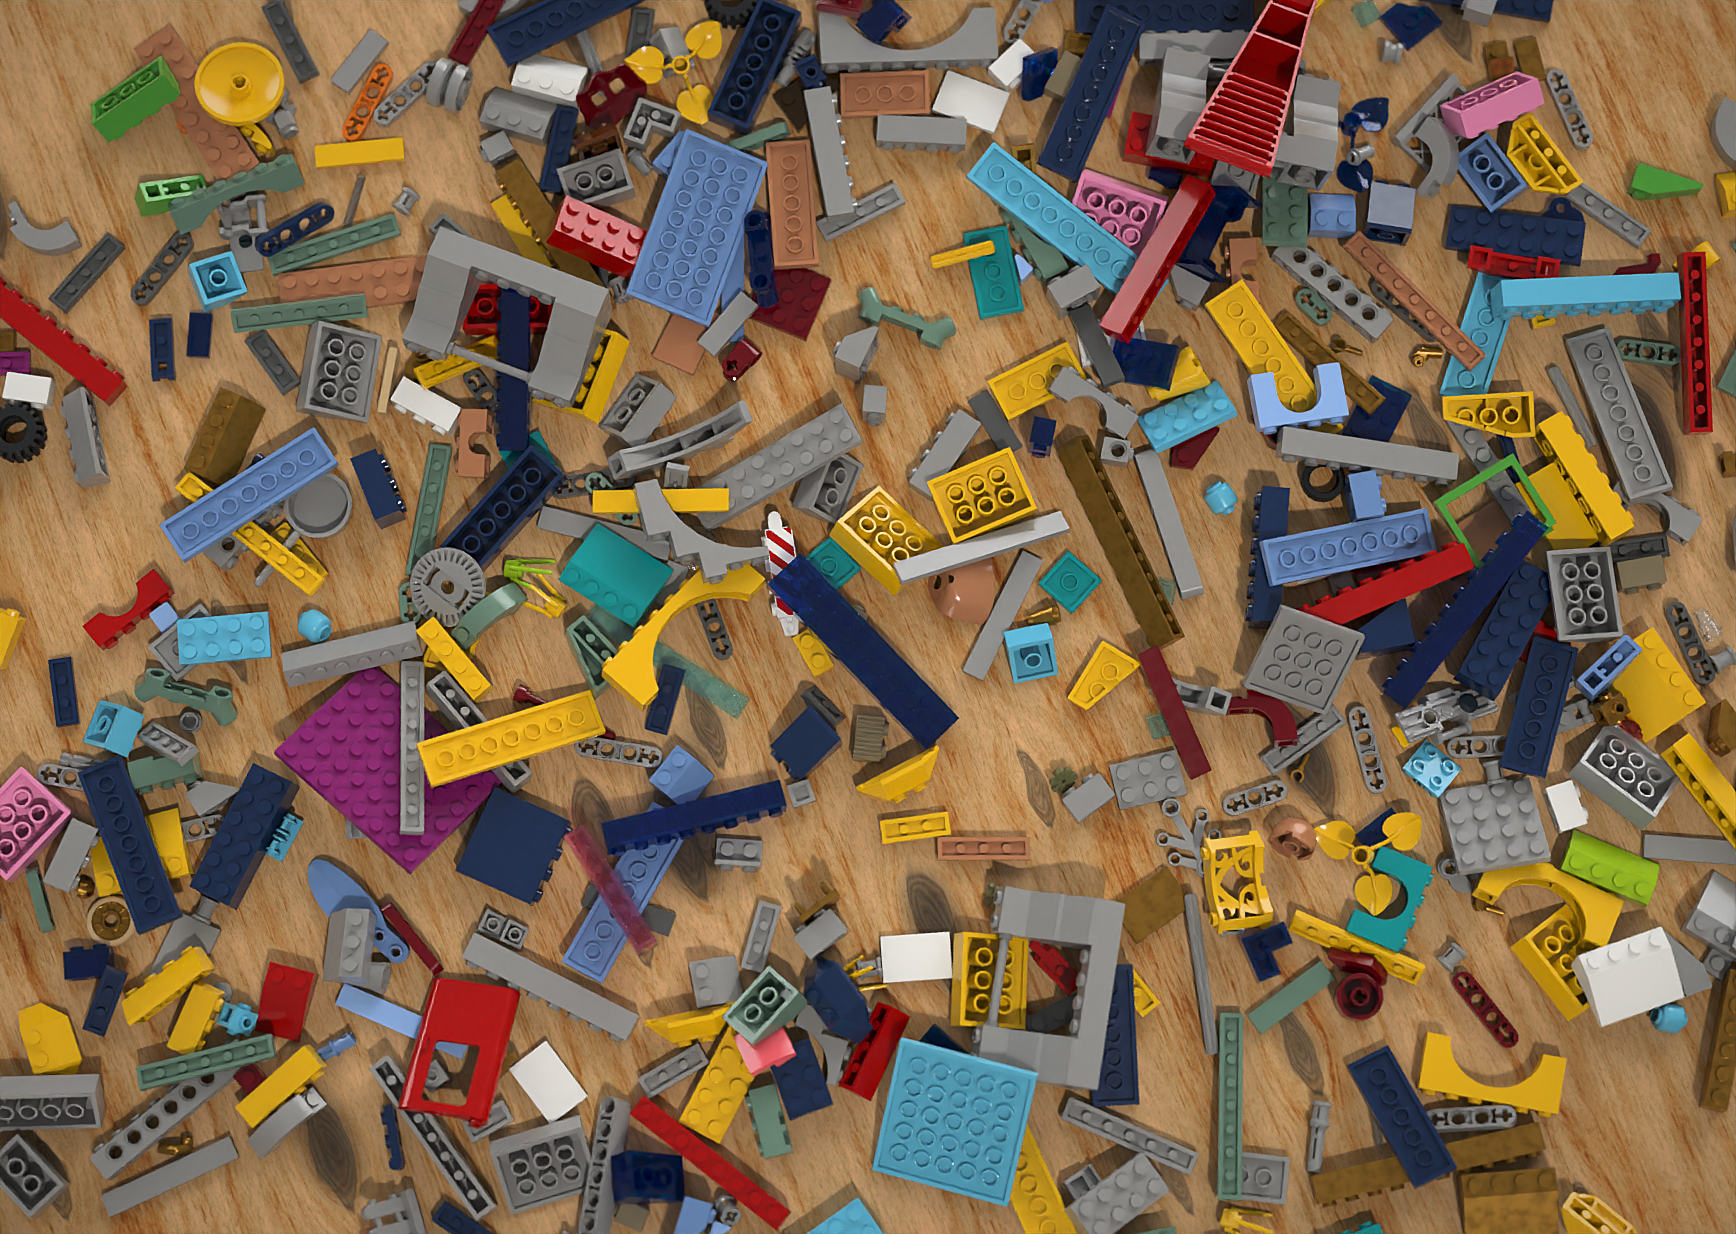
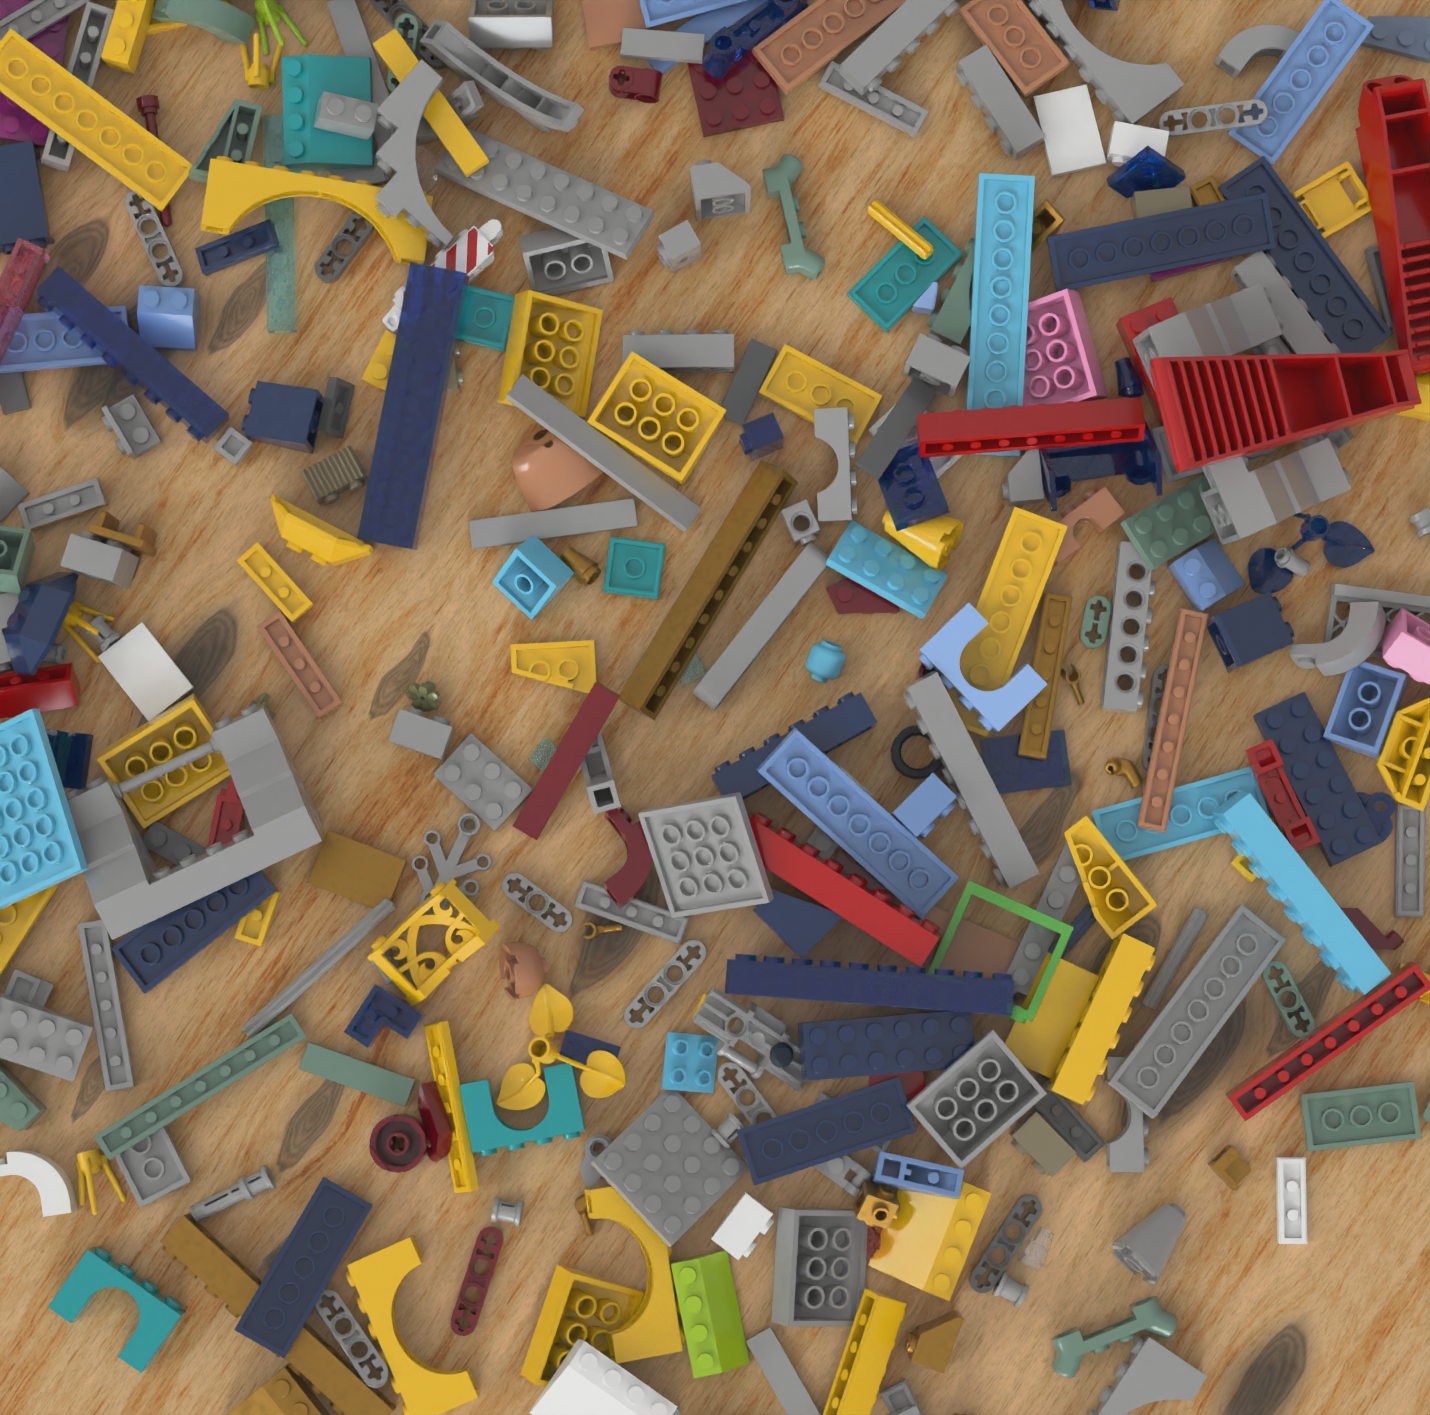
camera: 55 degrees right, 5 degrees up
(631, 562) = (345, 115): none -> light grey brick

